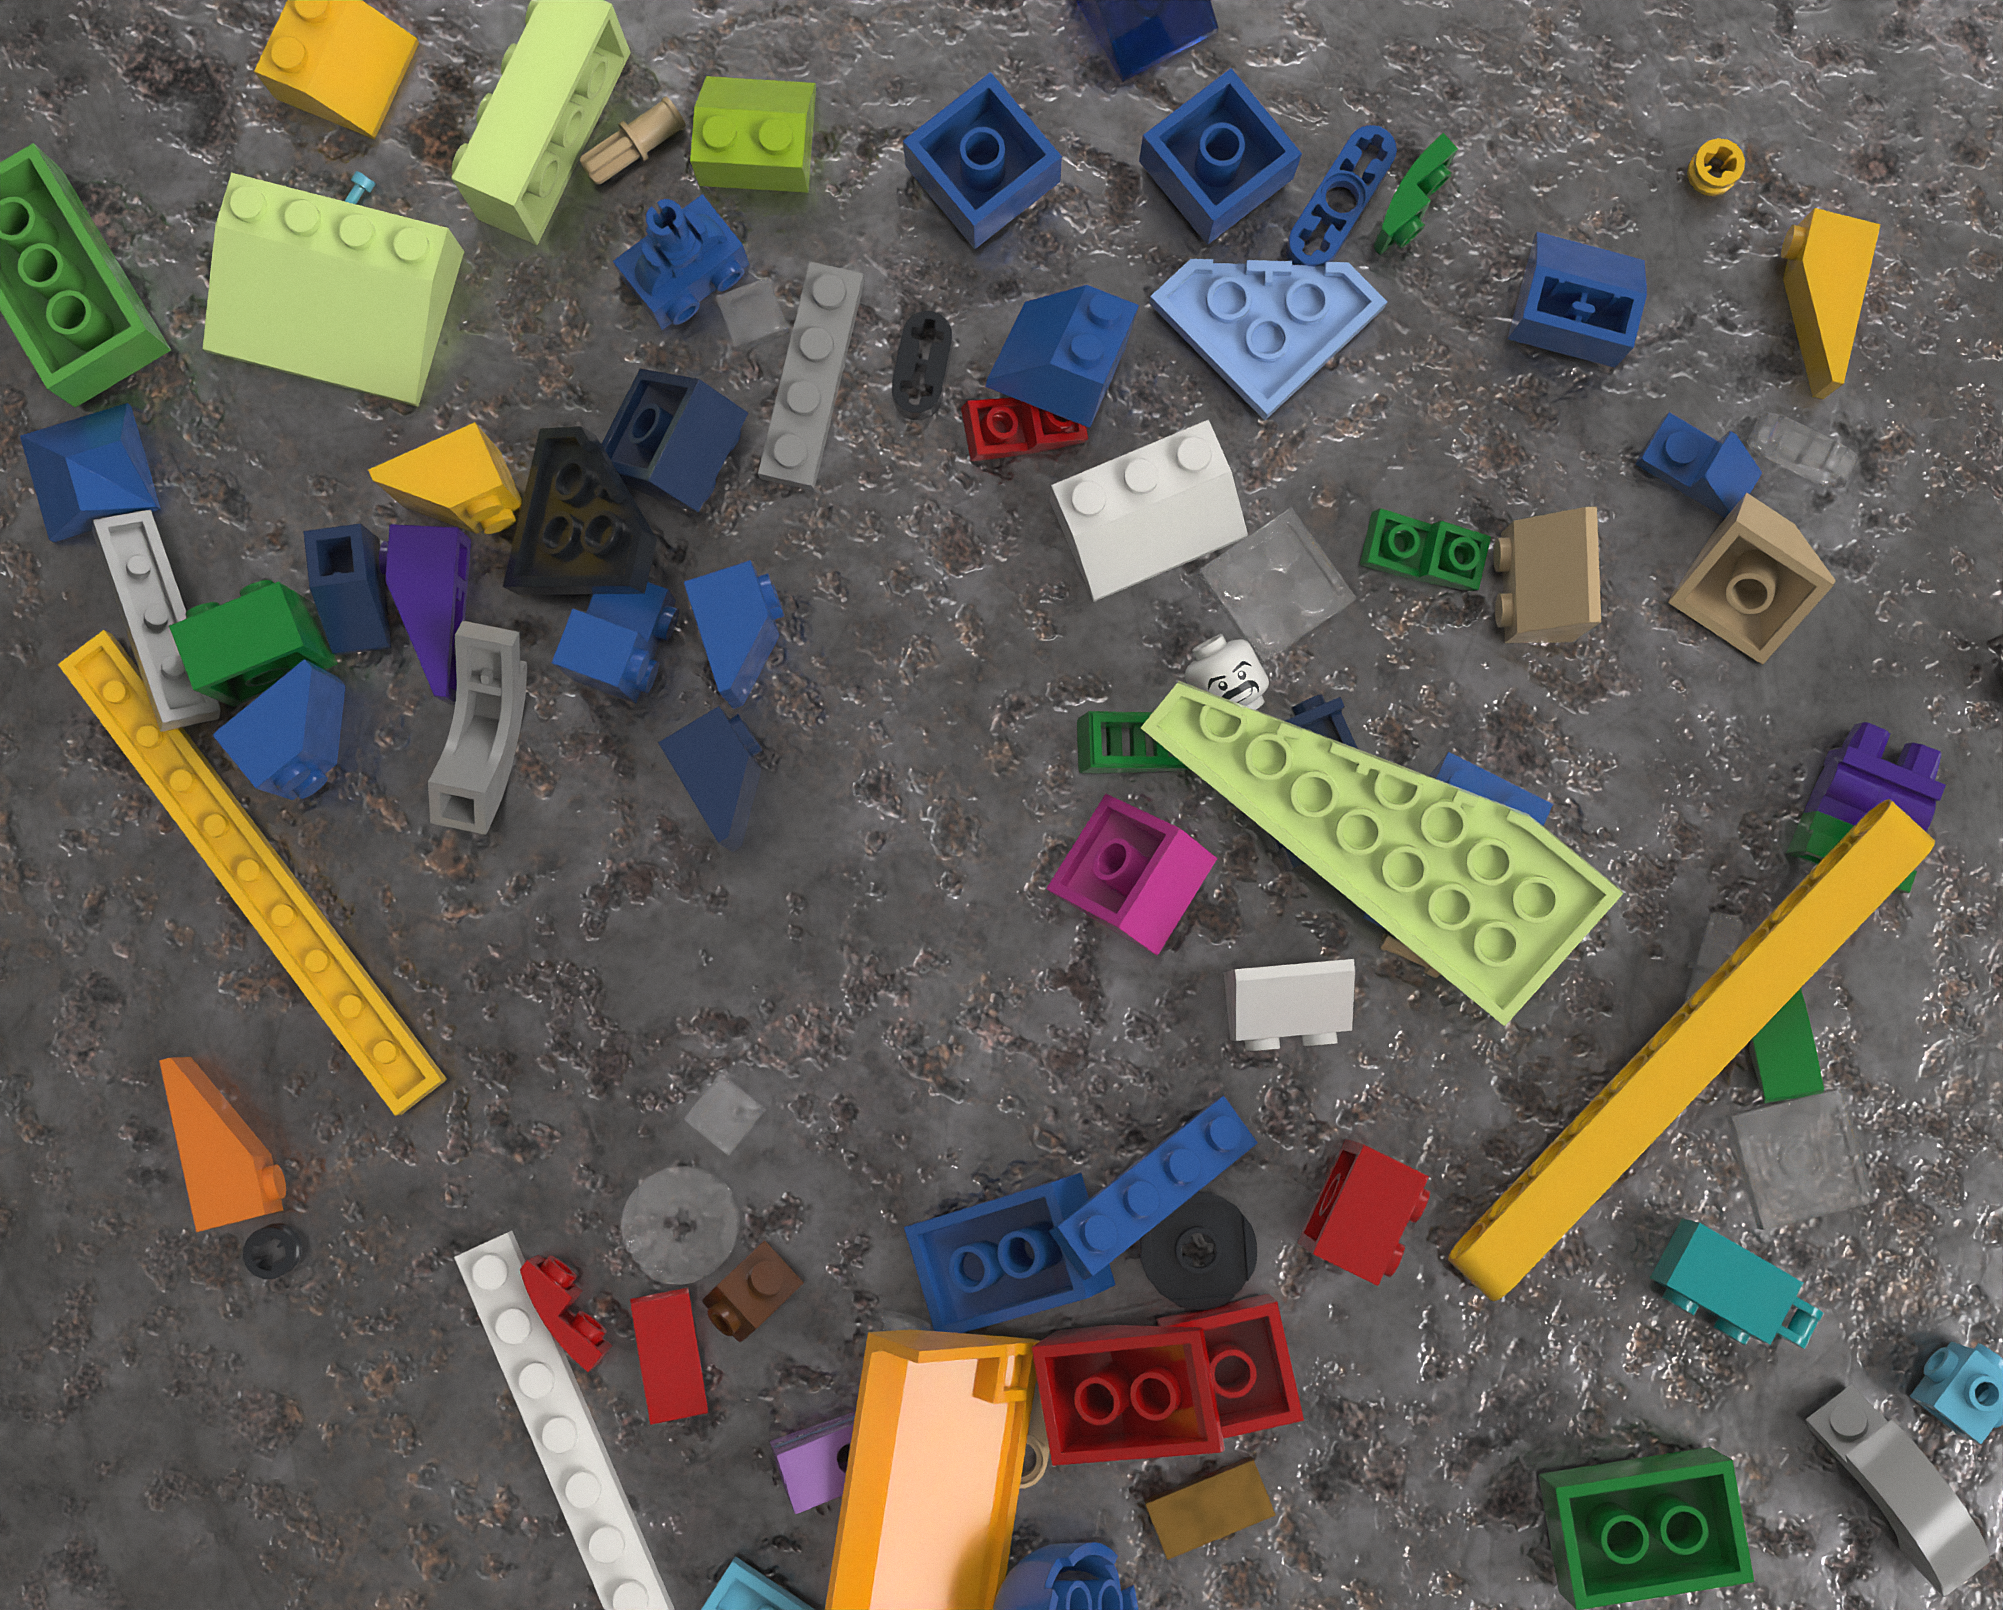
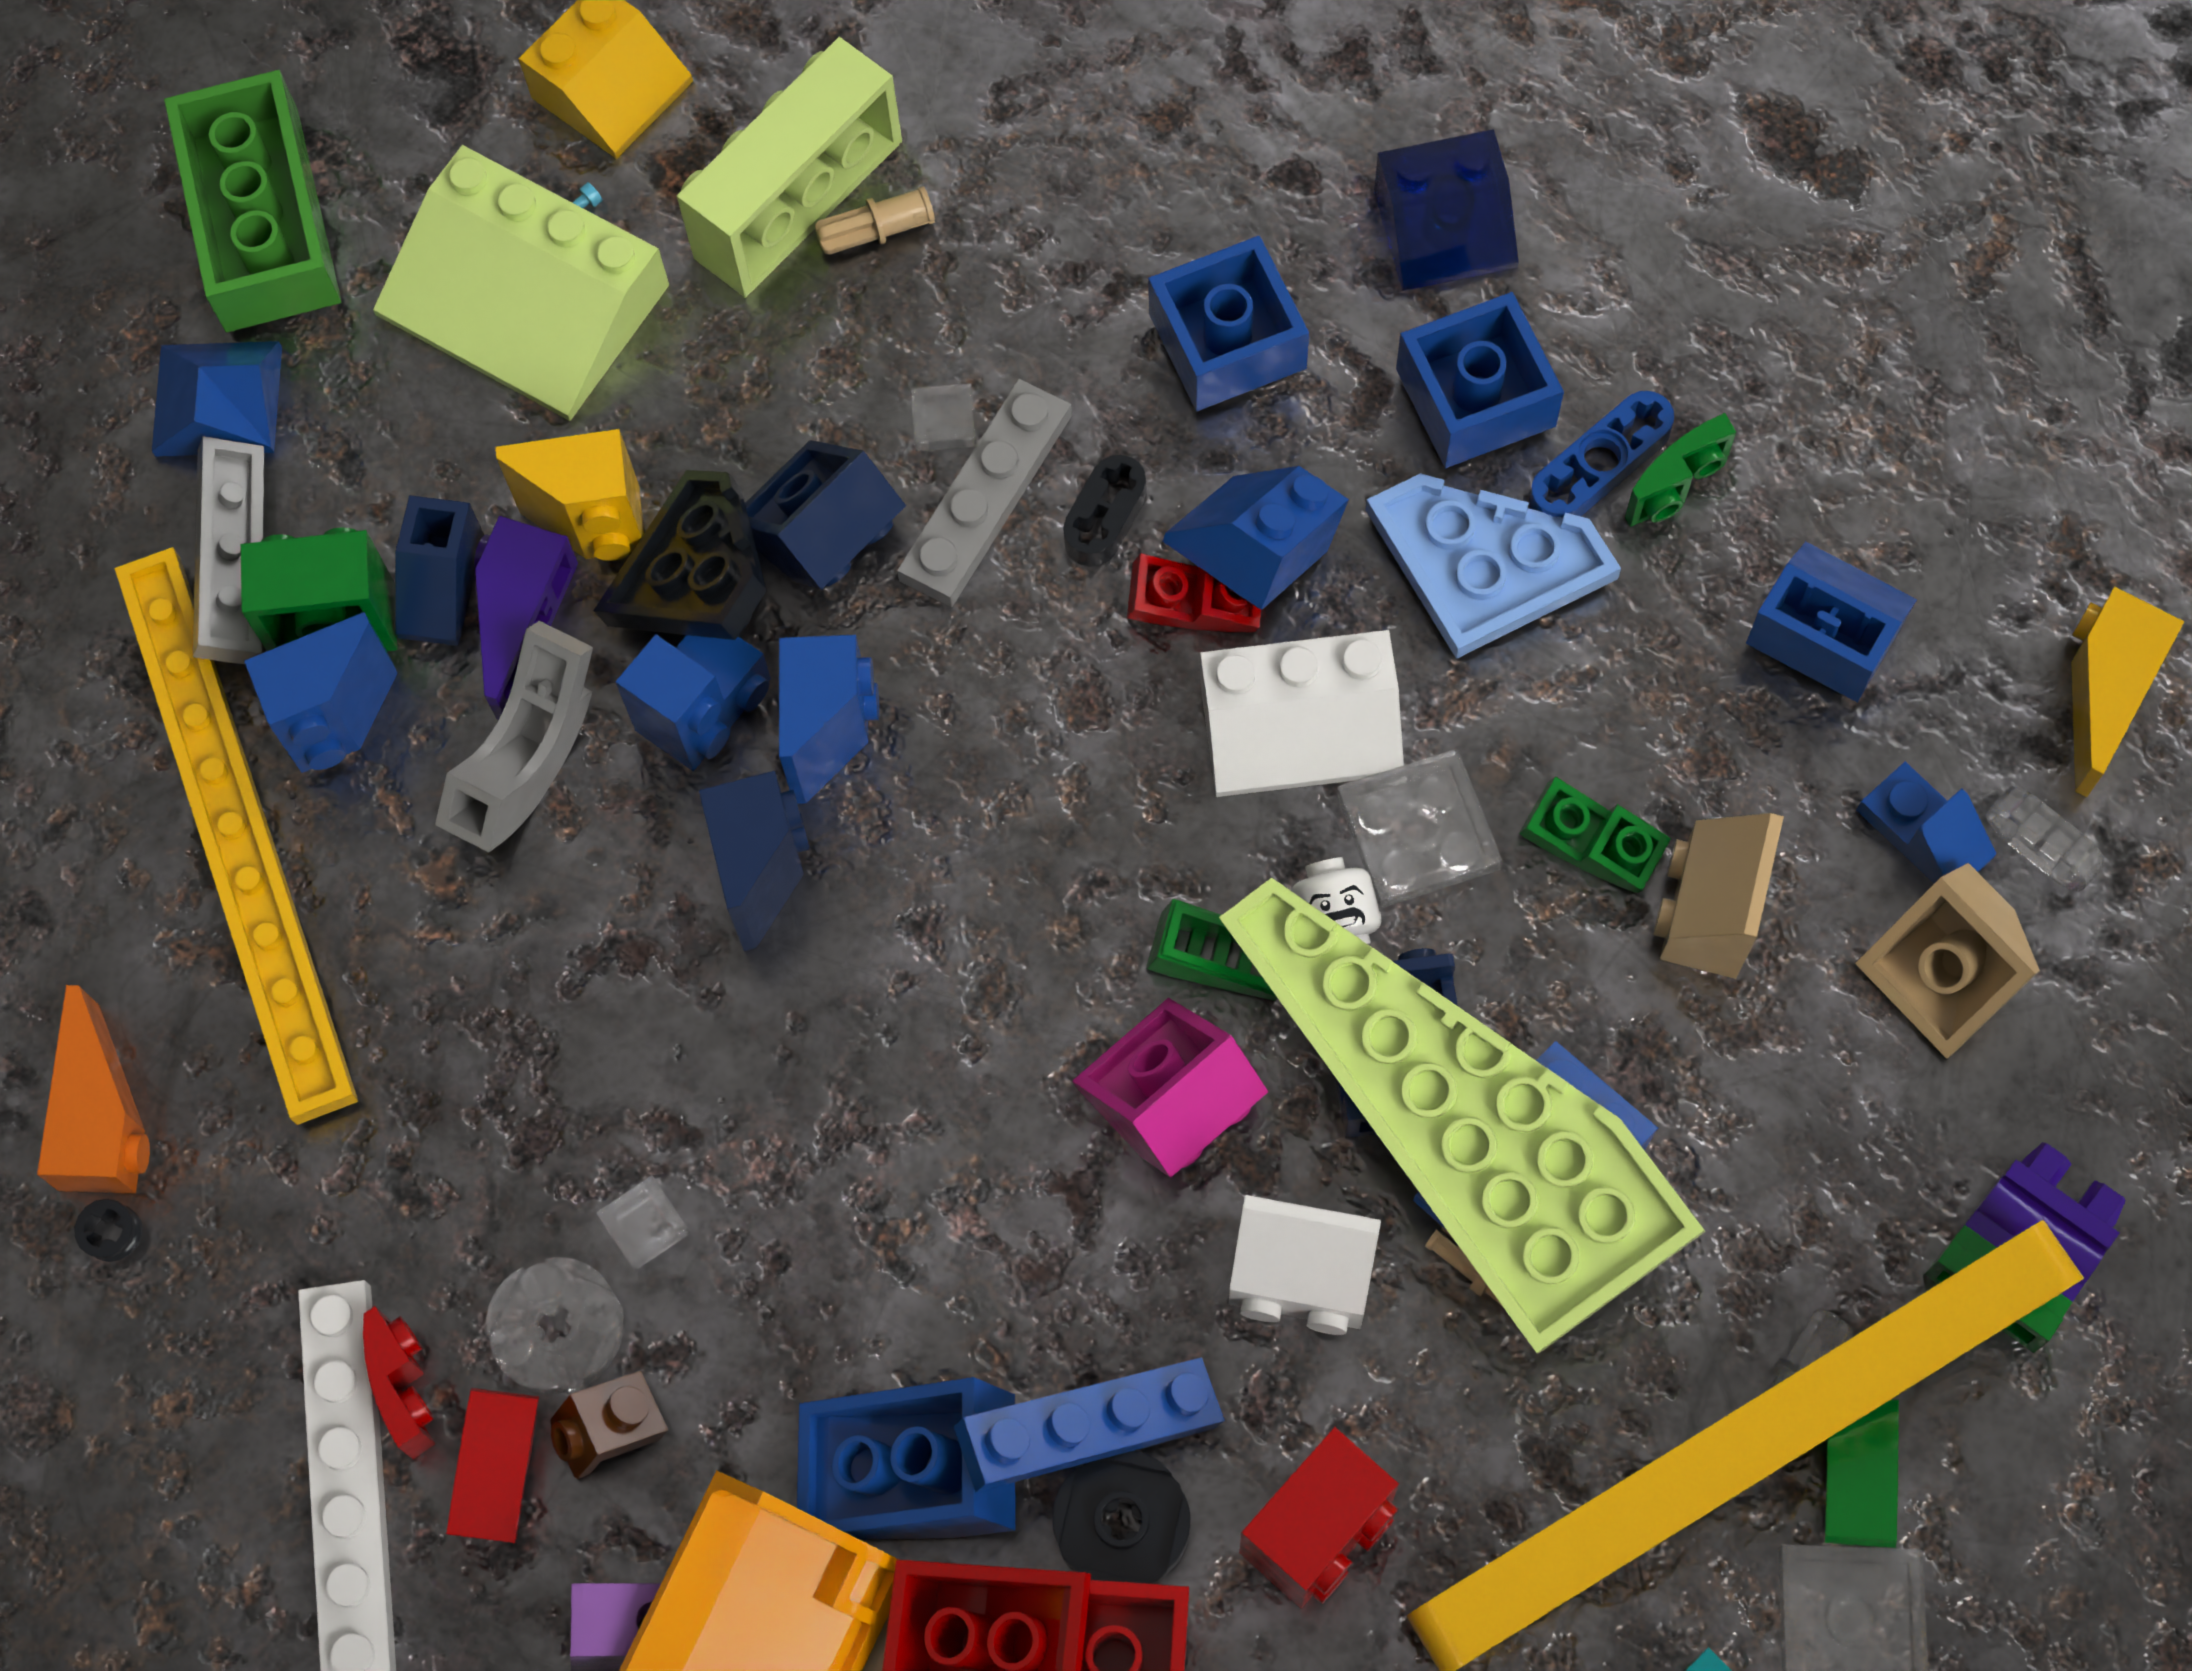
camera: 20 degrees right, 15 degrees down
(681, 260) = (886, 340): blue brick -> none
(753, 134) = (1000, 246): lime slope -> none
(1733, 161) = (2009, 515): yellow bush -> none

